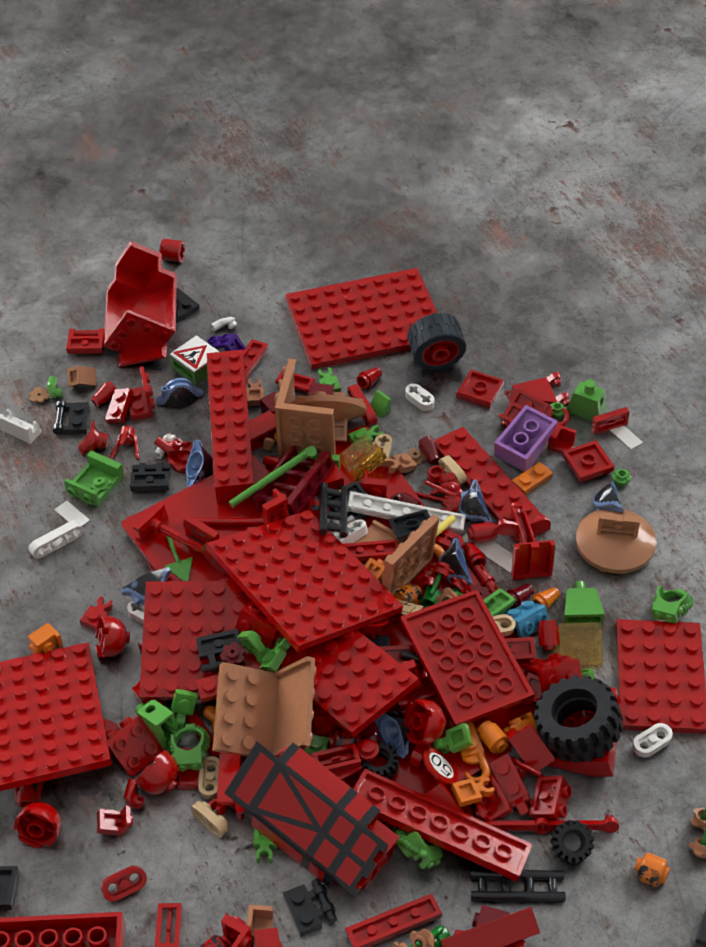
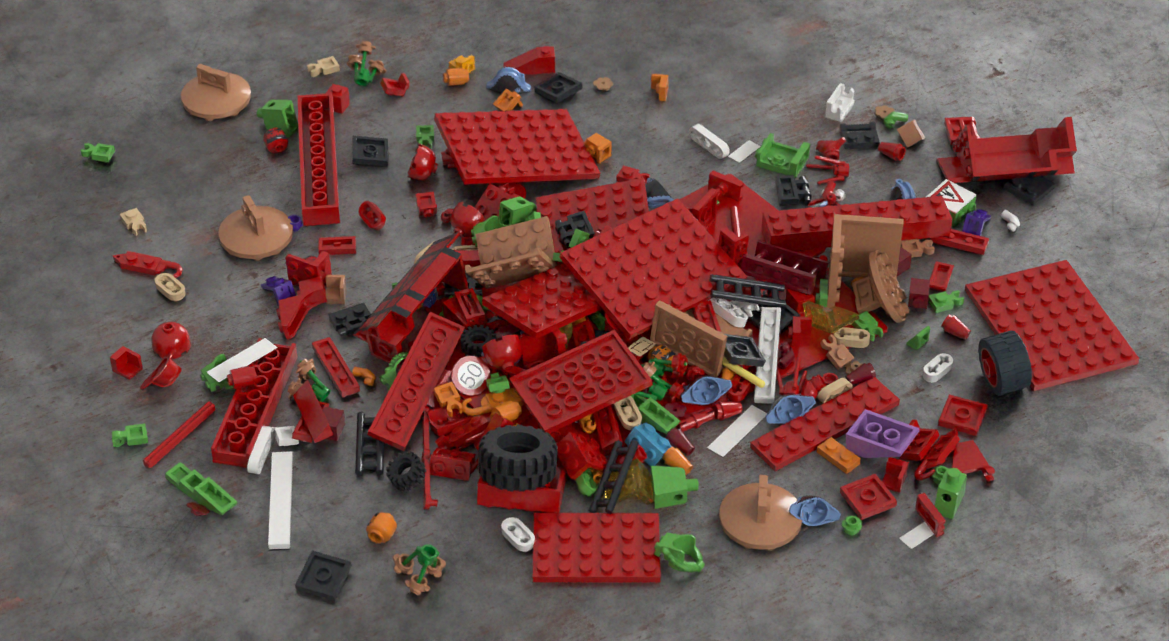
camera: 85 degrees right, 5 degrees down
(111, 636) = (601, 176): red cylinder -> none
(119, 406) = (869, 159): plate -> none
(141, 403) = (890, 169): red bracket -> none
(172, 250) = (1106, 171): red piece -> none
(229, 656) = (567, 233): dark red plant -> none
(304, 454) = (808, 262): bright green bar -> none
(368, 749) = (481, 326): red plate -> none
(370, 416) = (904, 327): red beam -> none
(413, 884) = (369, 376): none -> orange arm
(482, 532) = (754, 413): red brick -> none
(530, 557) = (719, 440): red piece -> none
(592, 643) = (615, 486): none -> black bar

